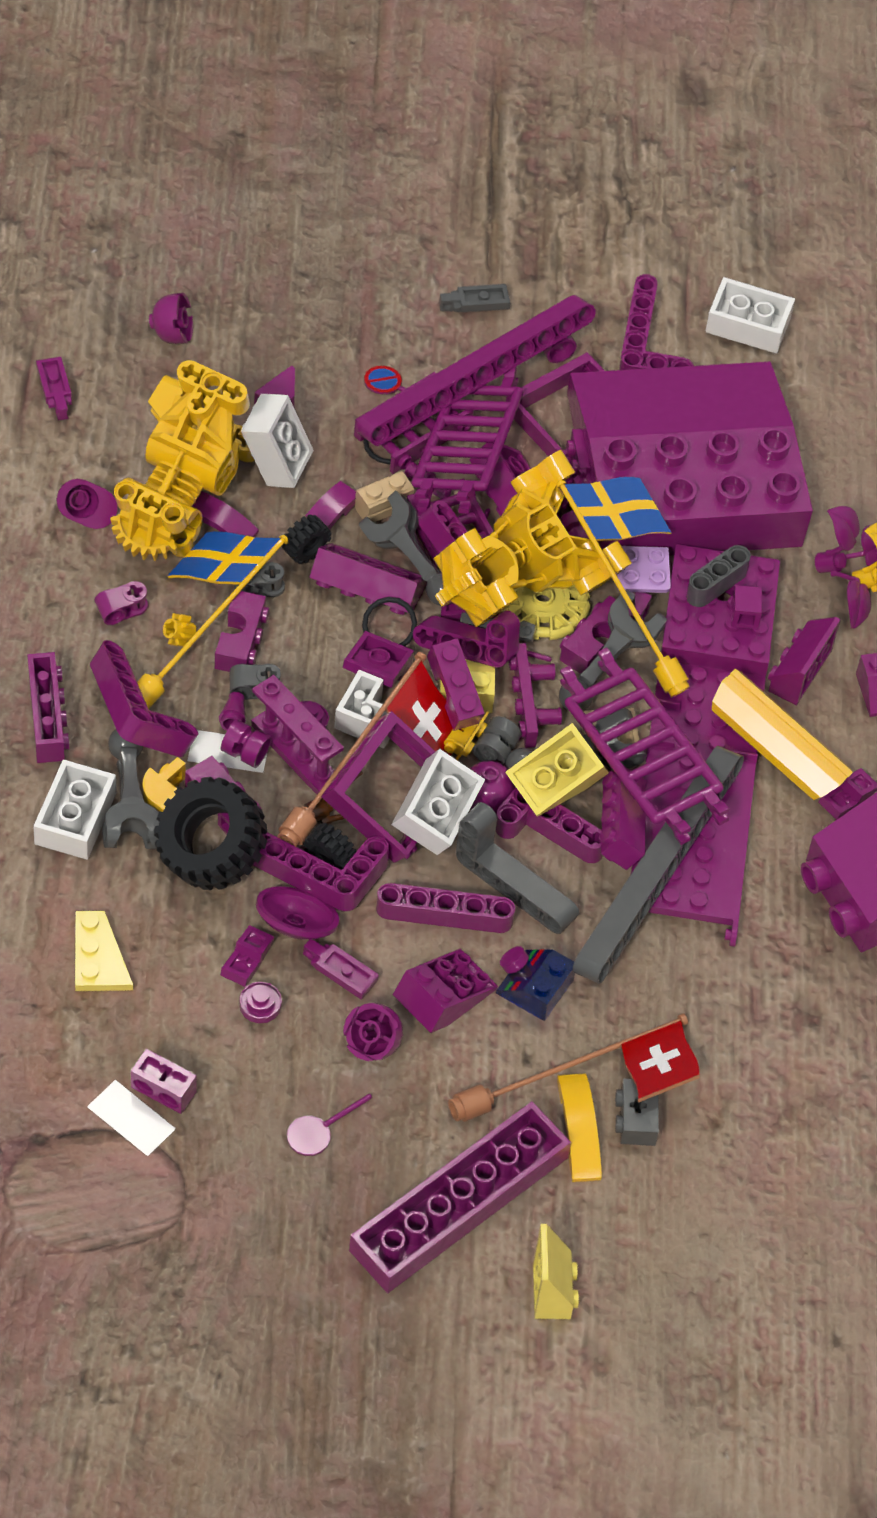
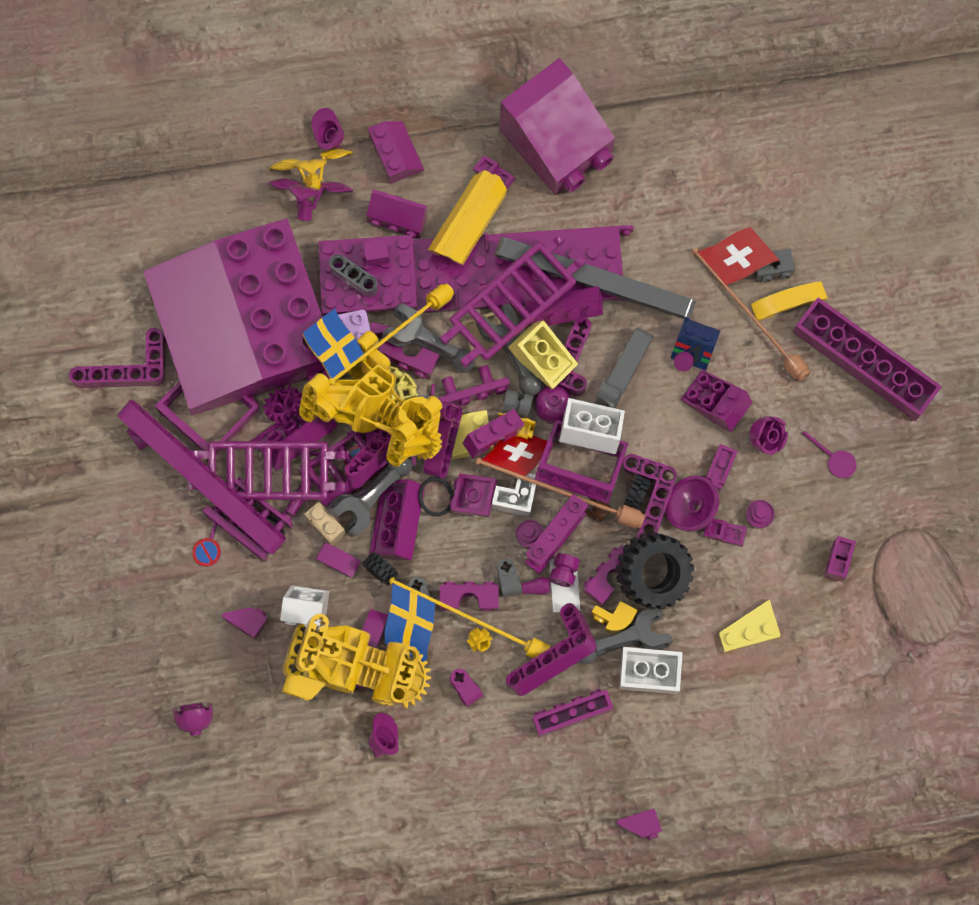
camera: 100 degrees left, 20 degrees up
(55, 385) = (274, 790): magenta hinge -> none
(131, 1117) = (861, 577): white sticker -> none
(432, 914) = (657, 403): magenta beam -> none
(476, 298) = (114, 498): dark grey hinge -> none
(553, 1277) = (908, 294): light yellow slope -> none
(580, 462) = (270, 388): magenta hinge -> none
(750, 315) = (89, 296): white brick -> none

